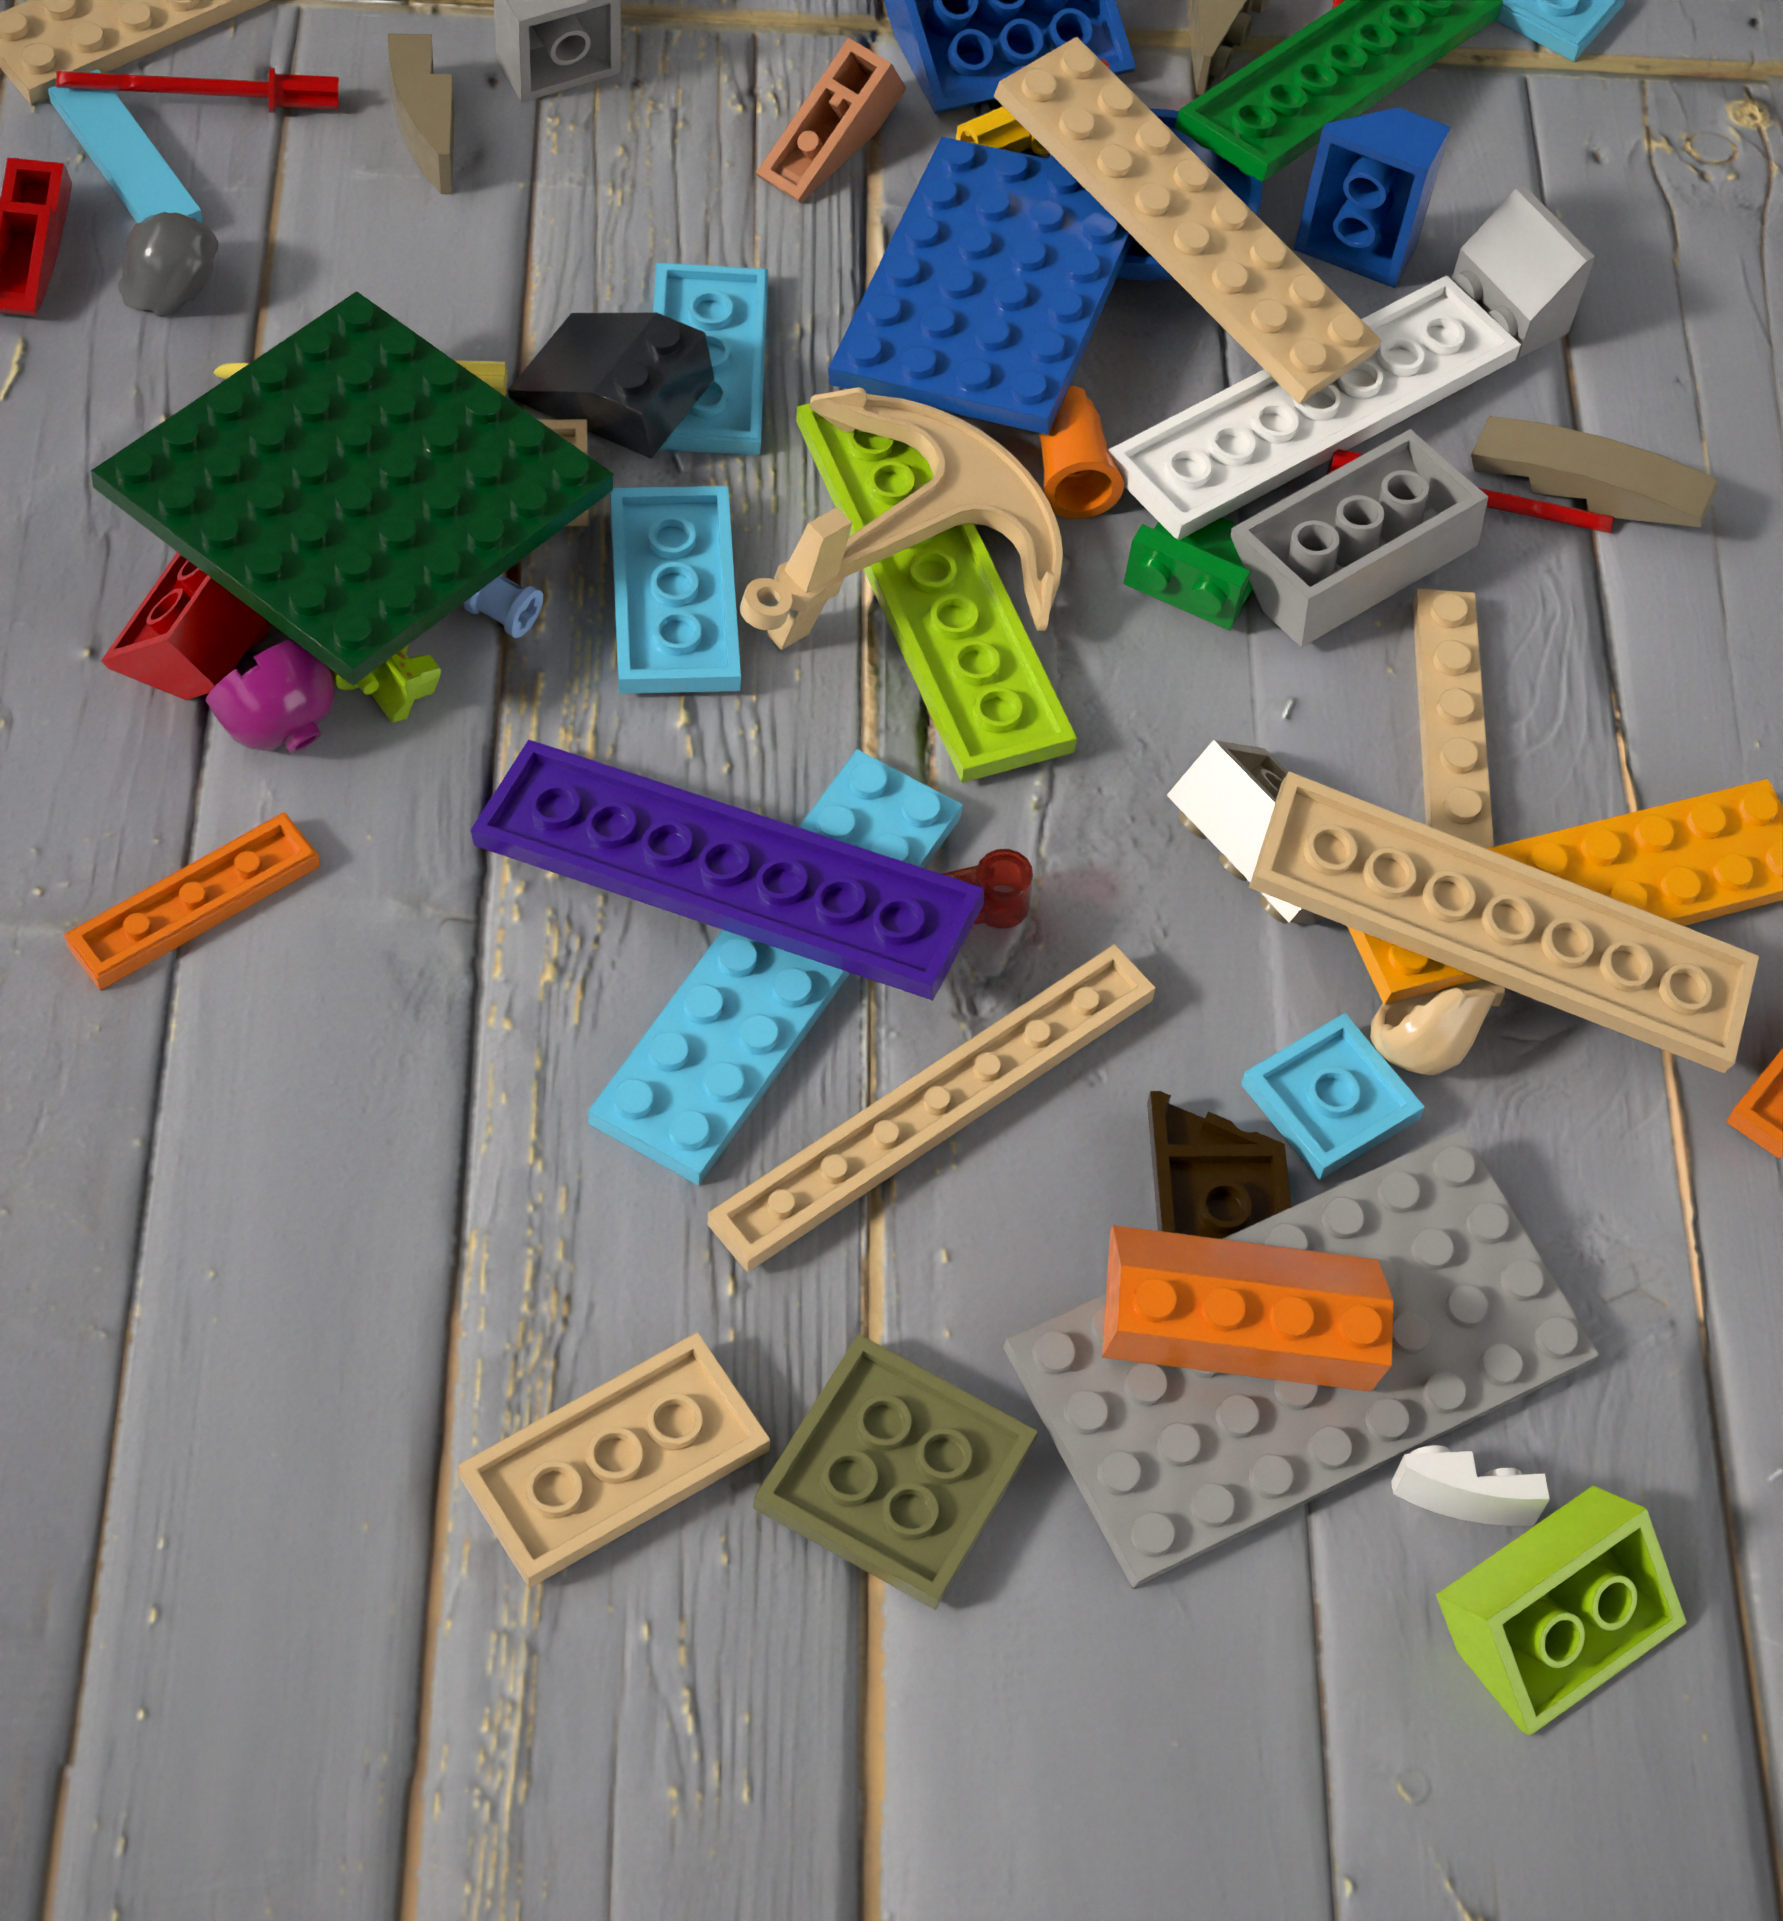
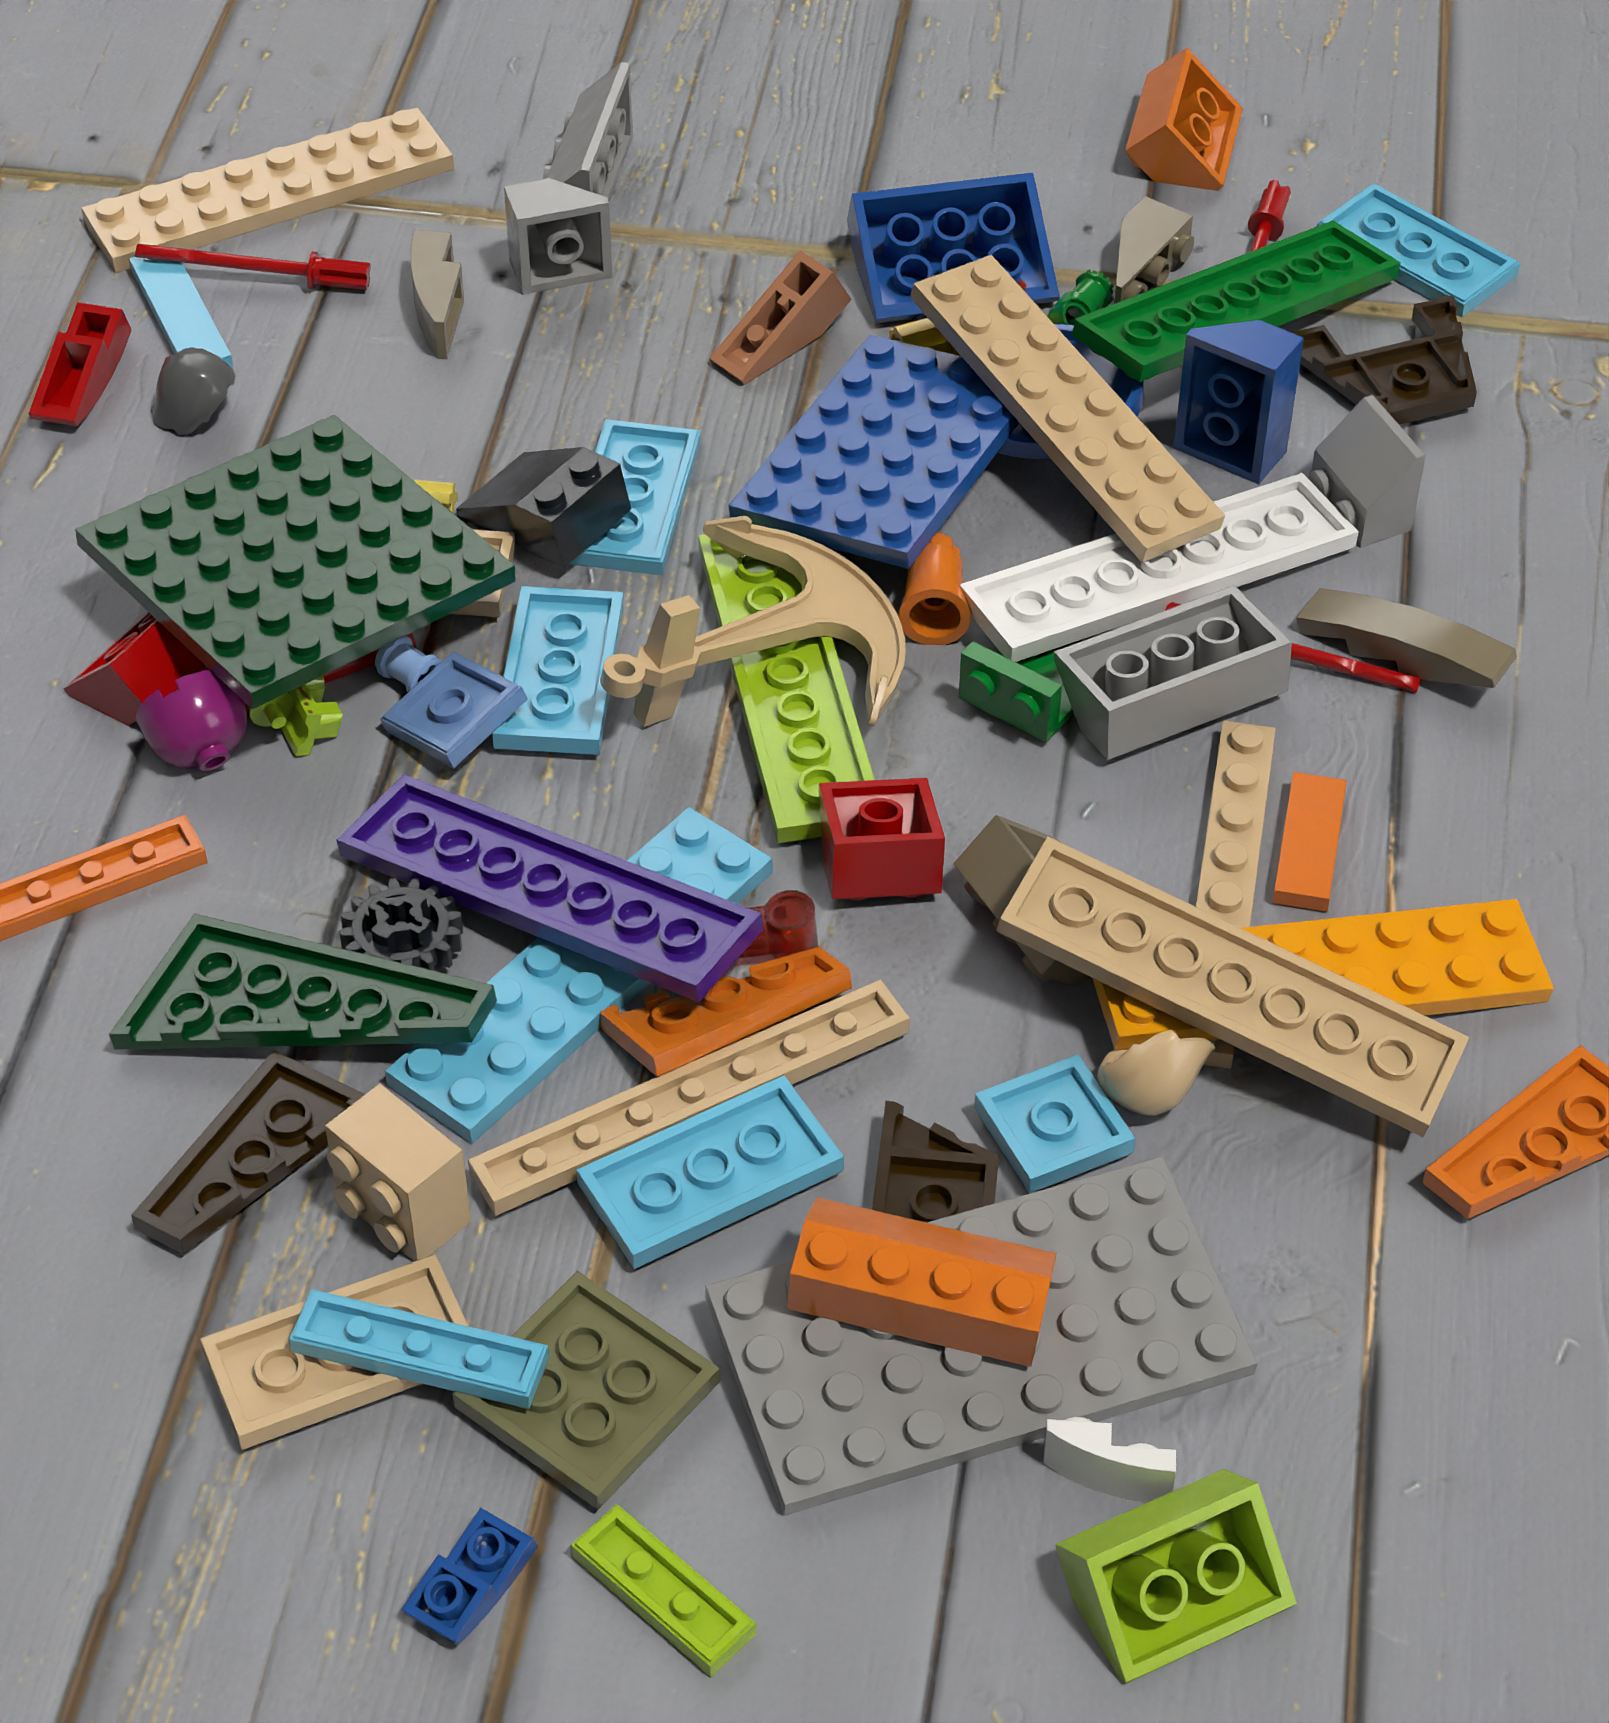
camera: 15 degrees right, 10 degrees down
(435, 1027) = (271, 989): none -> dark green wing
(459, 1217) = (244, 1151): none -> dark brown wing
(567, 652) = (453, 709): none -> medium blue tile
(572, 942) = (402, 925): none -> black gear
(640, 1244) = (398, 1174): none -> tan brick
(707, 1450) = (419, 1348): none -> medium azure tile
(815, 1708) = (472, 1579): none -> blue slope
(905, 1033) = (681, 1030): none -> orange wing
(973, 1194) = (709, 1171): none -> medium azure plate
(1025, 1694) = (664, 1590): none -> lime tile
(1082, 771) = (881, 838): none -> red slope
(1162, 79) = (1089, 295): none -> green connector
(1534, 727) = (1309, 842): none -> orange tile
(1540, 144) = (1406, 378): none -> dark brown wing

